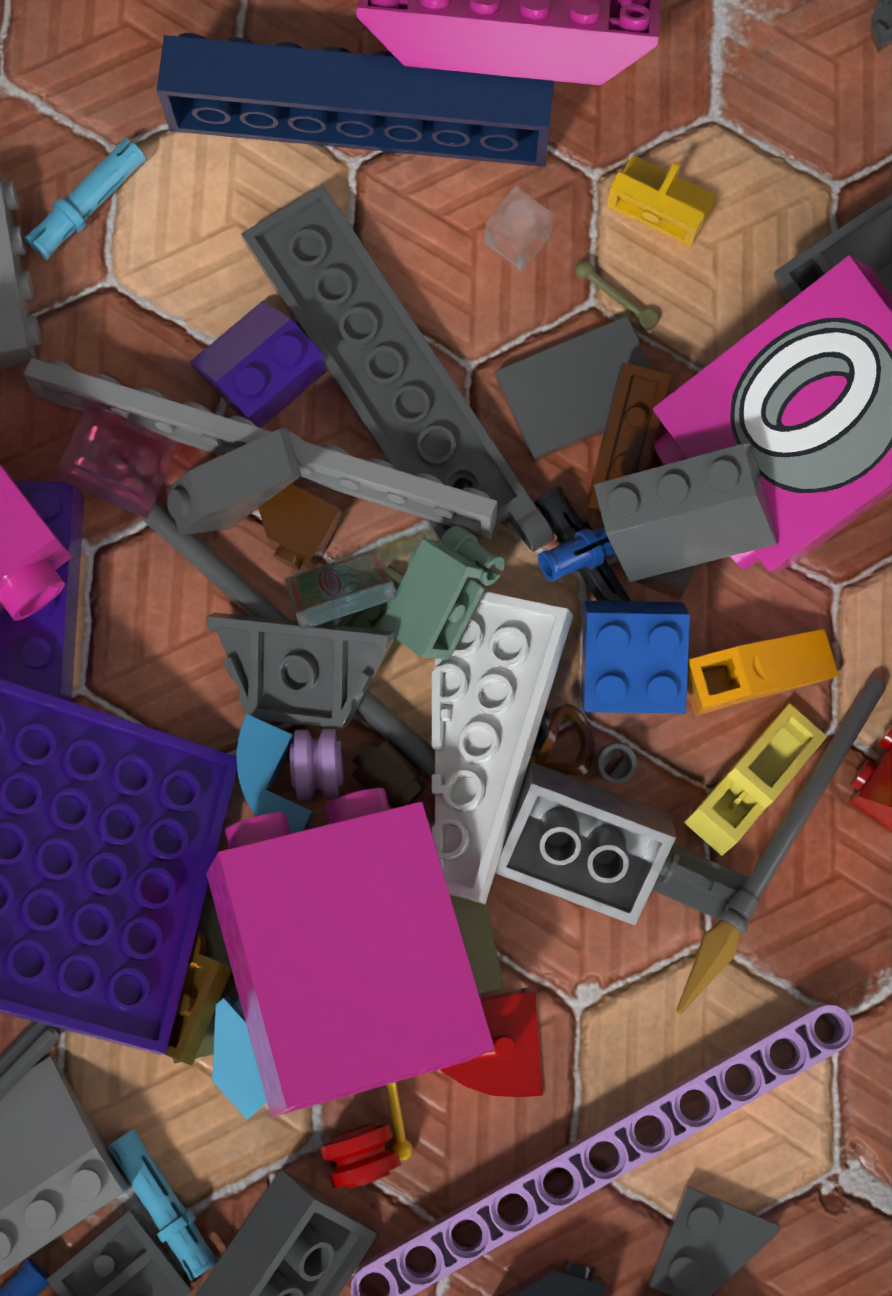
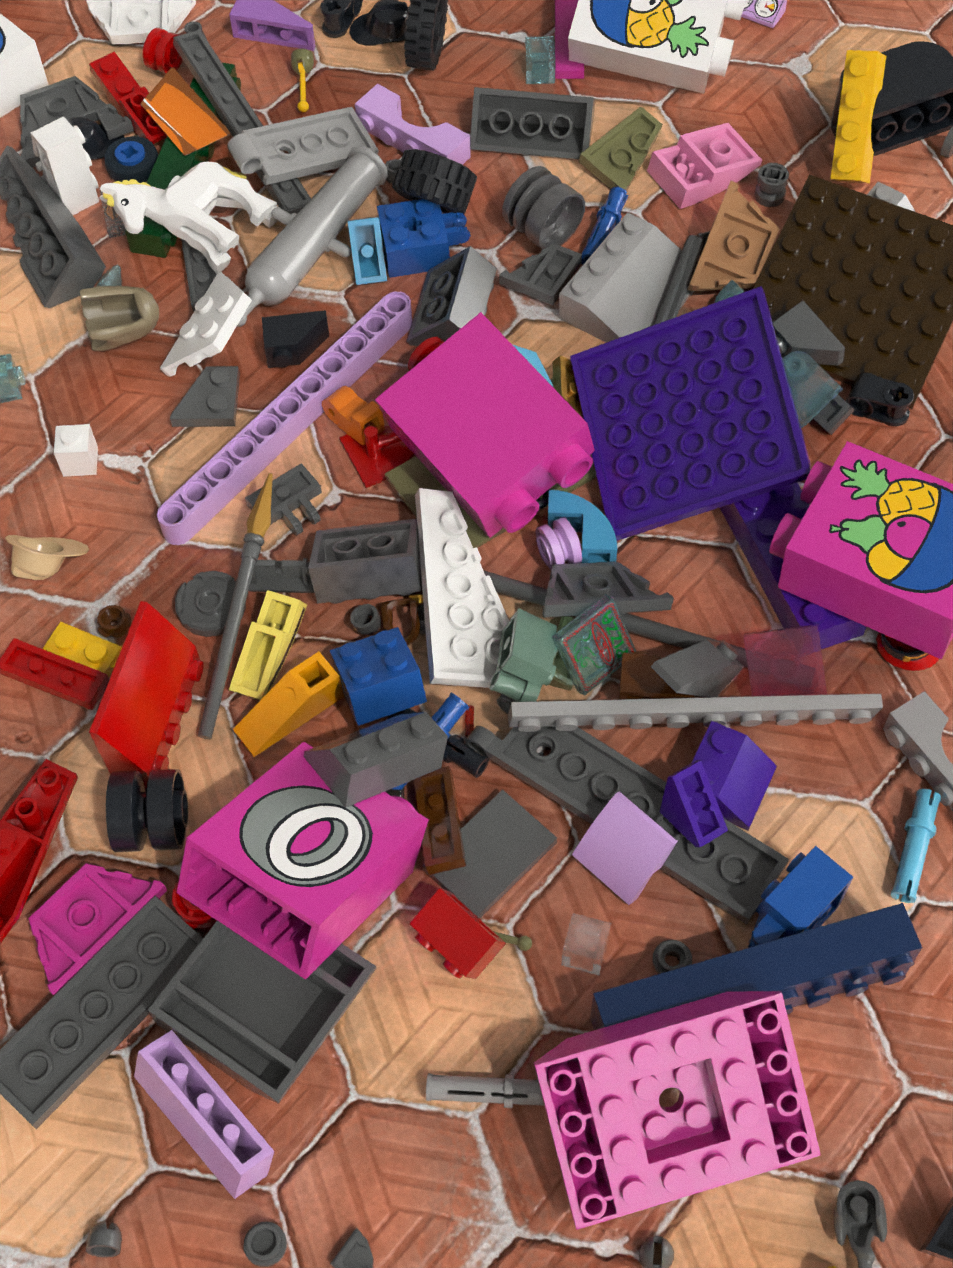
camera: 160 degrees right, 20 degrees down
(167, 1211) = (526, 304): medium azure pin -> none
(264, 163) = (802, 899): none -> blue hinge
(324, 318) = (692, 805): none -> dark purple slope
(388, 769) = (510, 558): dark brown brick -> none
(424, 172) = (671, 948): none -> dark grey plate
(425, 313) = (624, 848): none -> lavender slope
(511, 1116) = (352, 413): none -> orange leg
(533, 576) = (469, 720): none -> clear red piece
(652, 1015) = (288, 493): none -> dark grey hinge
(660, 295) = (456, 935): none -> red brick
(661, 199) = (487, 1019): yellow panel -> none
(689, 123) = (484, 1090): none -> light grey pin
(815, 885) = (205, 603): none -> dark grey tile

